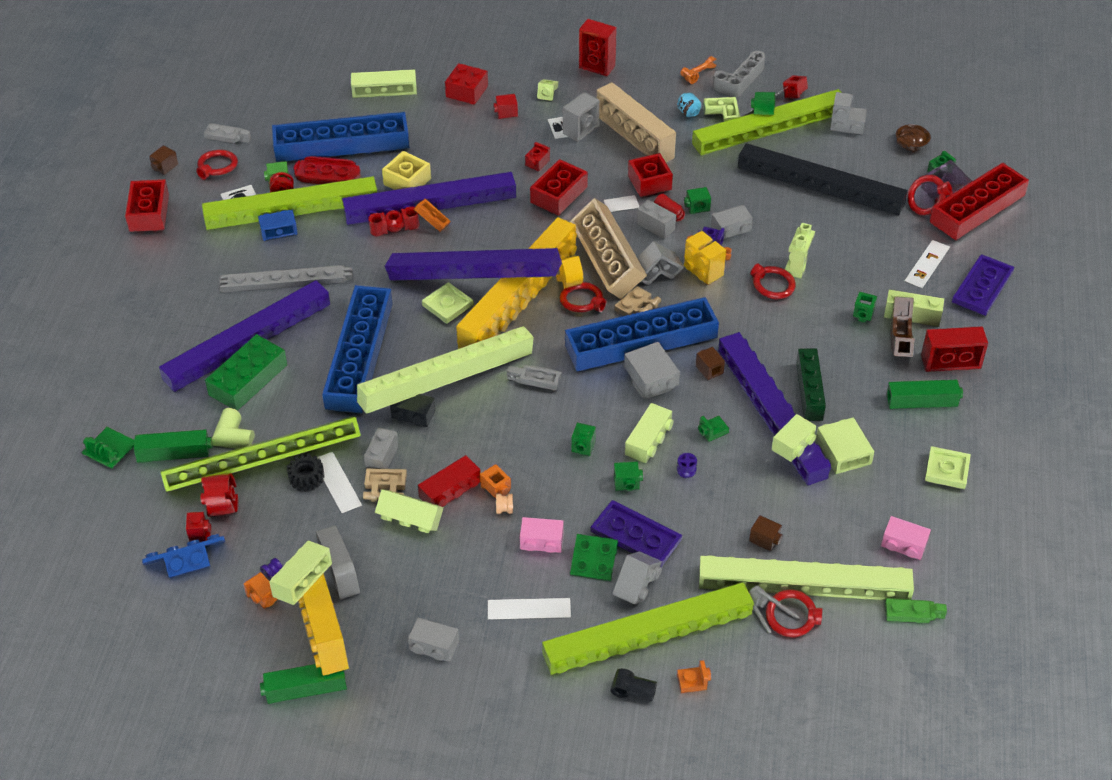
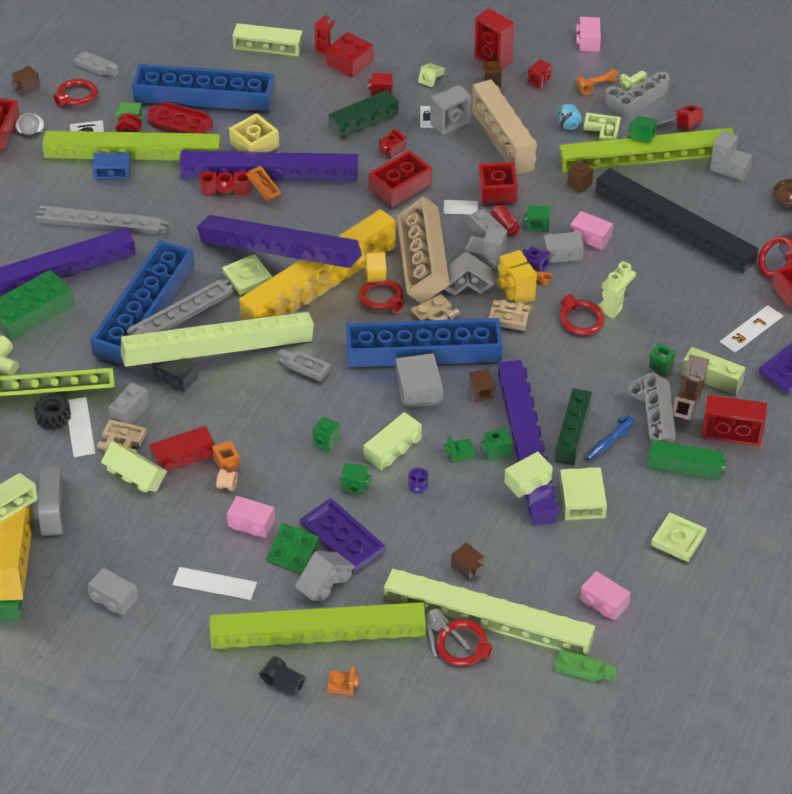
camera: 15 degrees right, 0 degrees up
(181, 200) = (29, 124): none -> light grey hair
(401, 347) = (184, 308): none -> light grey hinge
(437, 70) = (323, 34): none -> red hinge
(499, 135) = (363, 114): none -> dark green brick
(603, 76) = (492, 71): none -> reddish brown brick
(646, 71) = (539, 73): none -> red brick
(669, 235) = (489, 248): none -> light grey brick
(676, 29) = (588, 34): none -> bright pink brick
(713, 291) = (511, 314): none -> tan plate
(721, 156) = (580, 176): none -> reddish brown brick
(731, 65) = (627, 83): none -> yellowish green bracket
(746, 415) = (496, 444): none -> green brick
(754, 201) = (592, 229): none -> bright pink brick
(853, 379) = (605, 443): none -> blue piece
(880, 354) = (656, 393): none -> light grey beam

